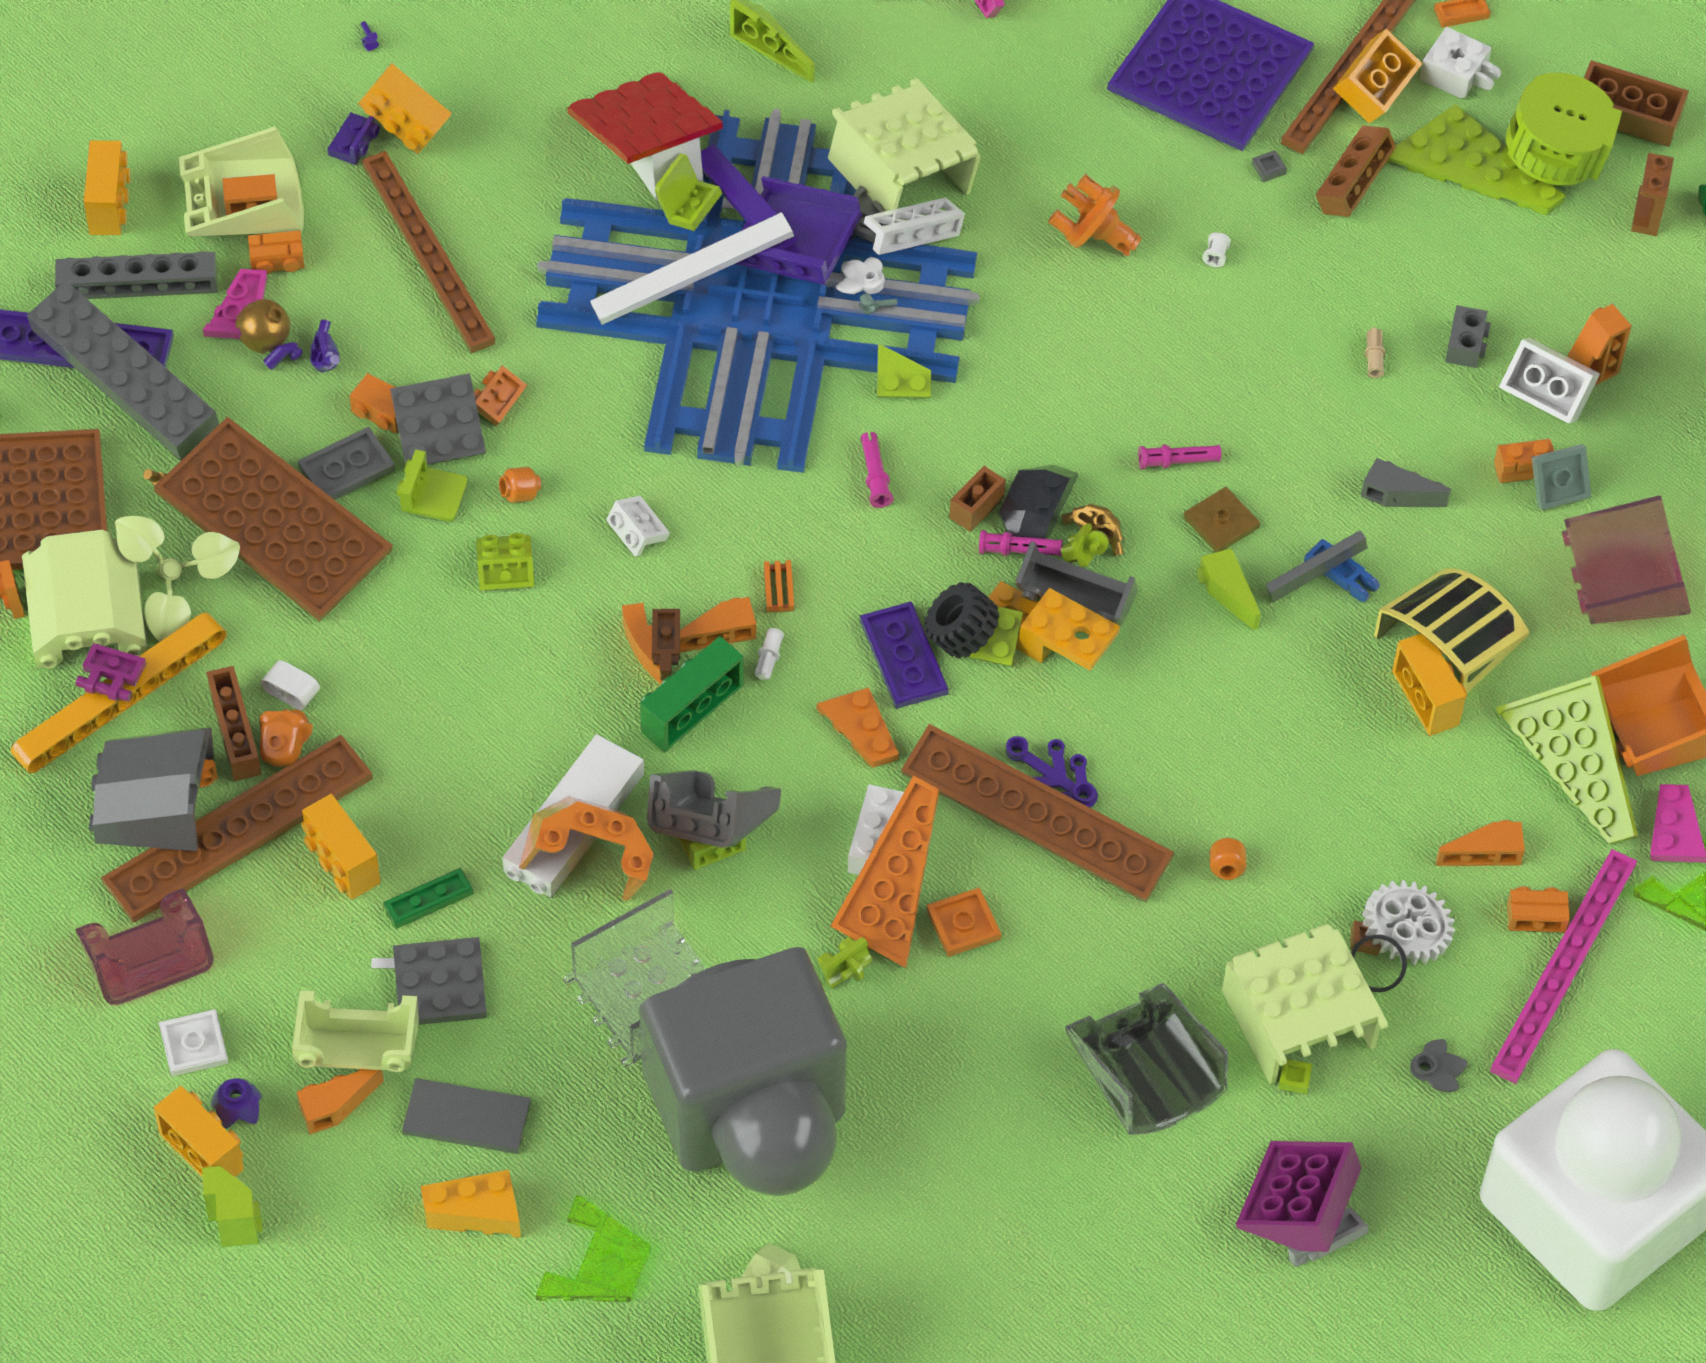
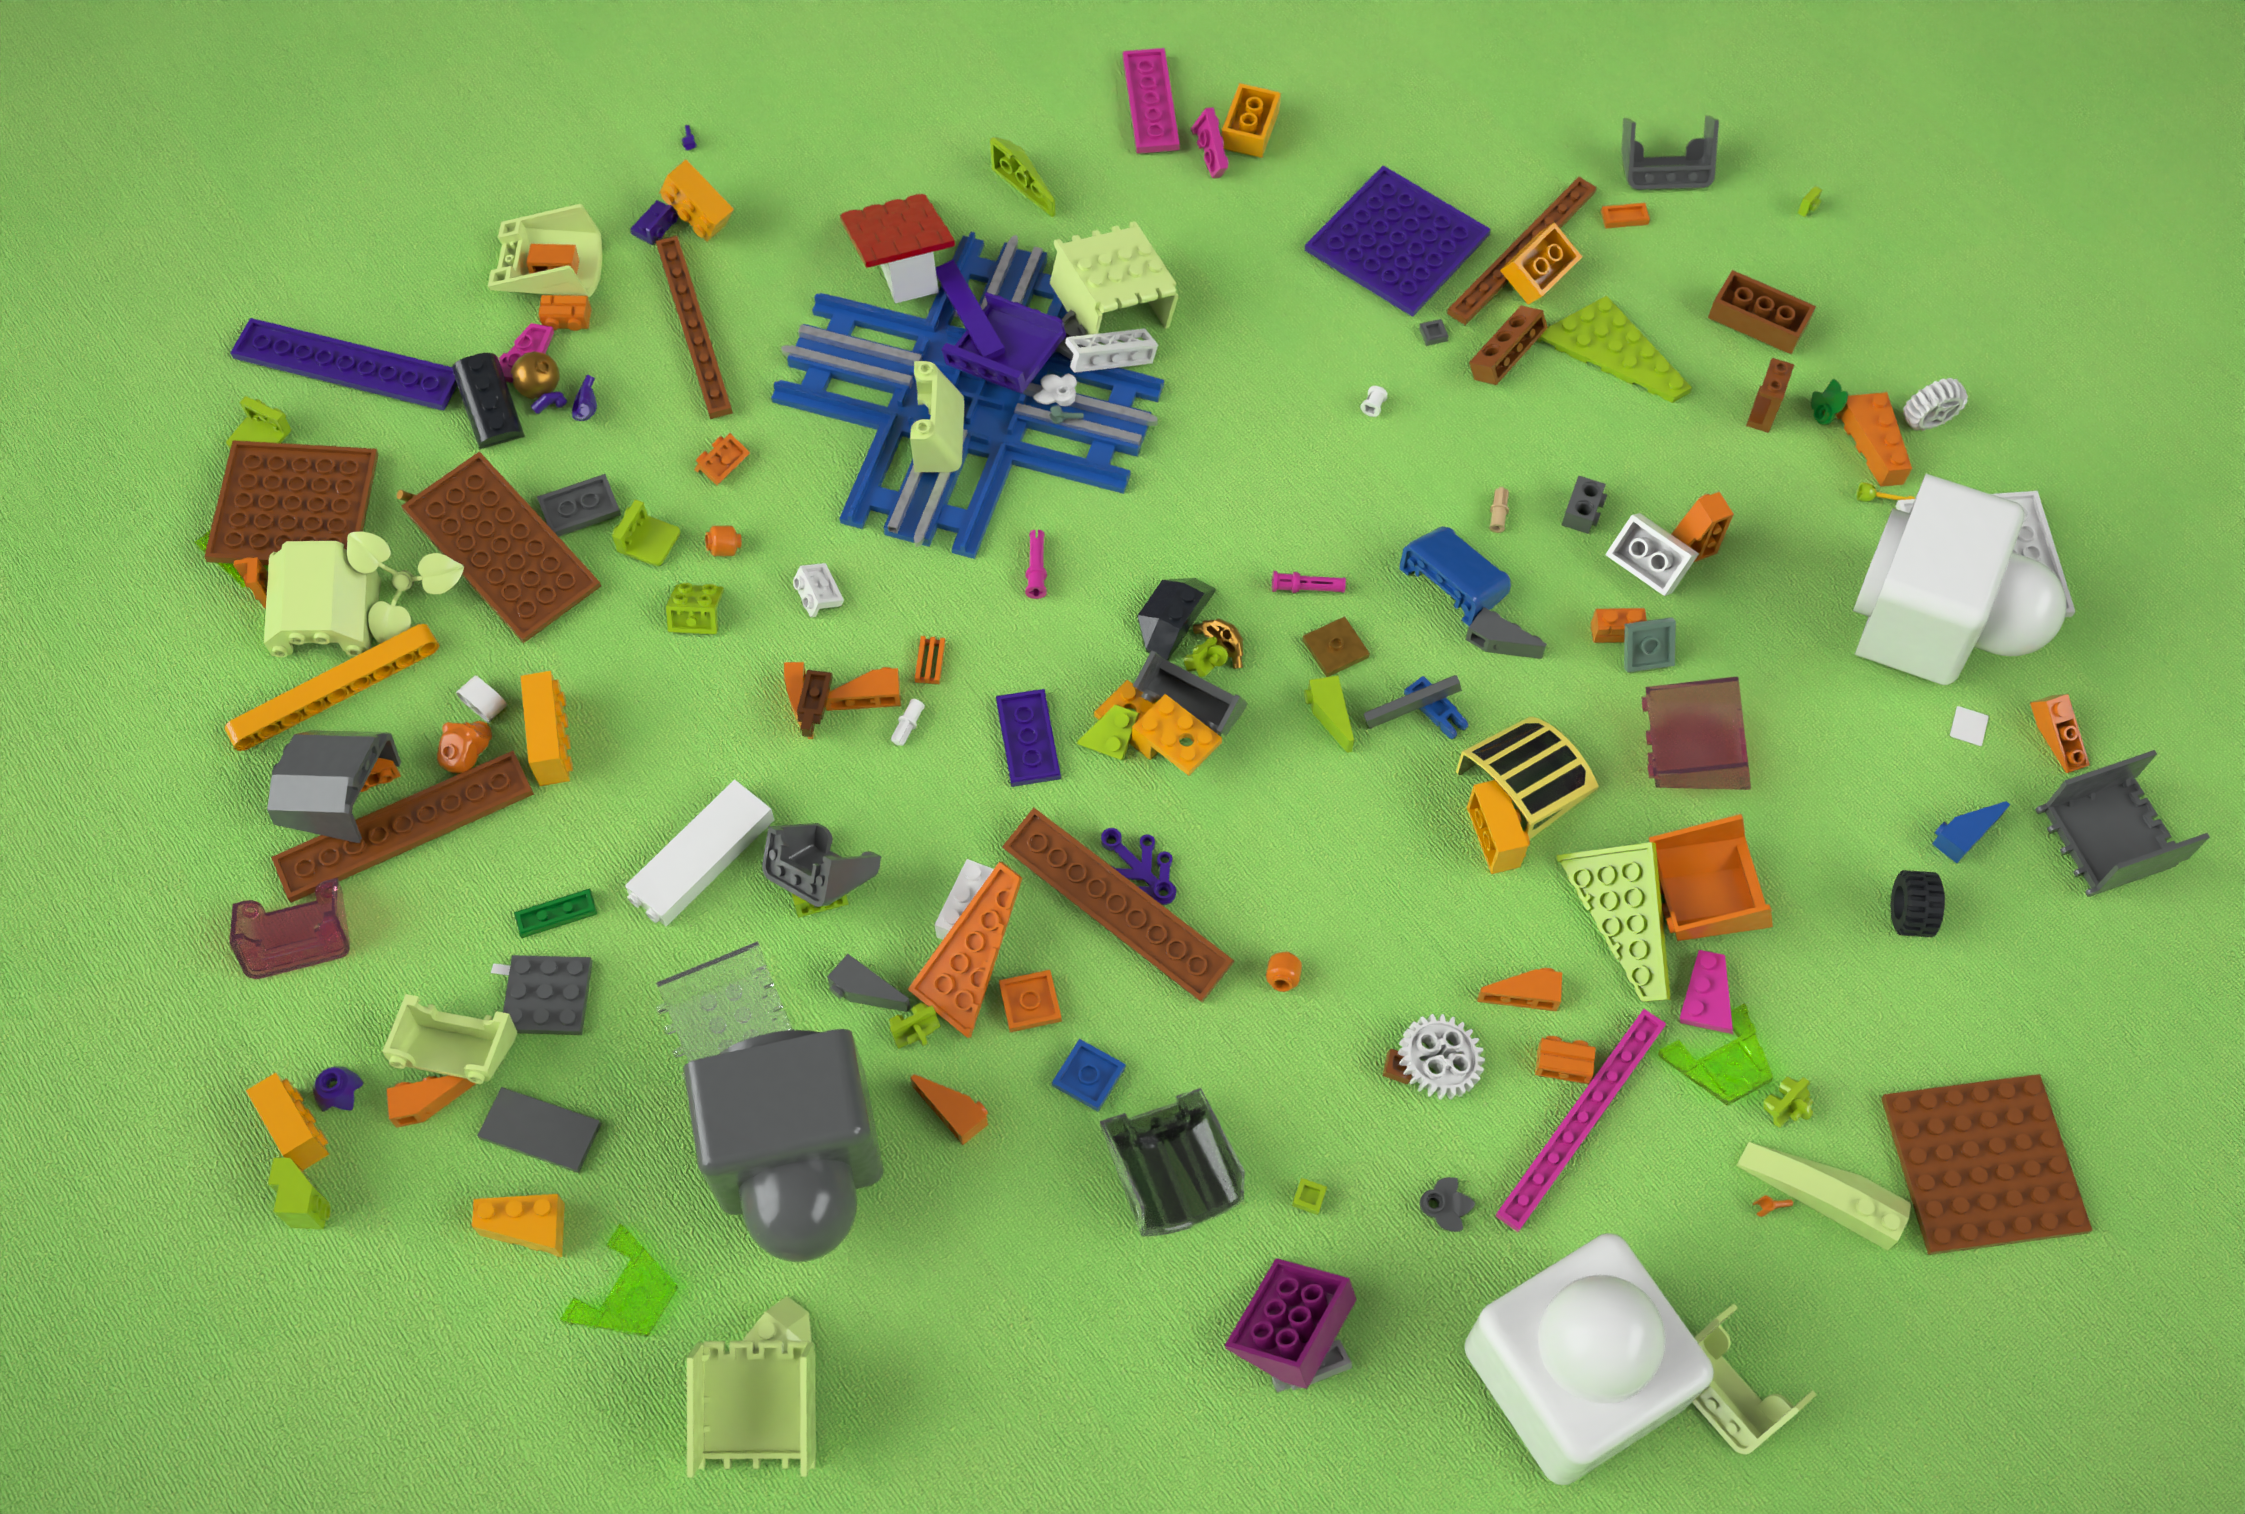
camera: 10 degrees right, 5 degrees up
(106, 188) = (433, 241): light orange brick -> none
(114, 665) = (325, 662): magenta plate -> none
(123, 370) = (404, 398): dark grey brick -> none
(139, 275) = (442, 319): dark grey brick -> none
(193, 1042) = (314, 1024): white tile -> none
(212, 360) = (487, 400): none -> black container
(233, 723) = (420, 729): dark orange brick -> none
(340, 847) = (482, 857): light orange brick -> none
(374, 402) = (621, 454): orange brick -> none
(375, 705) = (546, 728): none -> light orange brick
(438, 419) = (664, 474): dark grey plate -> none
(552, 827) = (704, 869): orange windscreen -> none
(683, 196) = (915, 300): lime bracket -> none
(691, 694) = (827, 752): green brick -> none
(692, 268) = (903, 367): white tile -> none
(742, 344) = (938, 440): none -> yellowish green windscreen
(783, 929) = (862, 986): none -> dark grey slope
(862, 724) = (977, 798): orange wing -> none
(901, 376) = (1075, 482): lime wing -> none
(904, 1037) = (954, 1109): none -> orange slope
(961, 620) = (1081, 713): black tyre -> none
(977, 498) = (1119, 601): dark orange brick -> none
(1006, 539) = (1138, 644): dark pink pin -> none
(1041, 987) = (1088, 1075): none -> blue plate
(1096, 218) = (1272, 360): orange piece -> none
(1300, 997) = (1326, 1123): yellowish green windscreen -> none
(1340, 422) = (1456, 570): none -> blue windscreen
(1399, 948) = (1386, 1107): black piece -> none
(1458, 64) = (1614, 260): white hinge -> none
(1562, 129) = (1697, 328): lime piece -> none

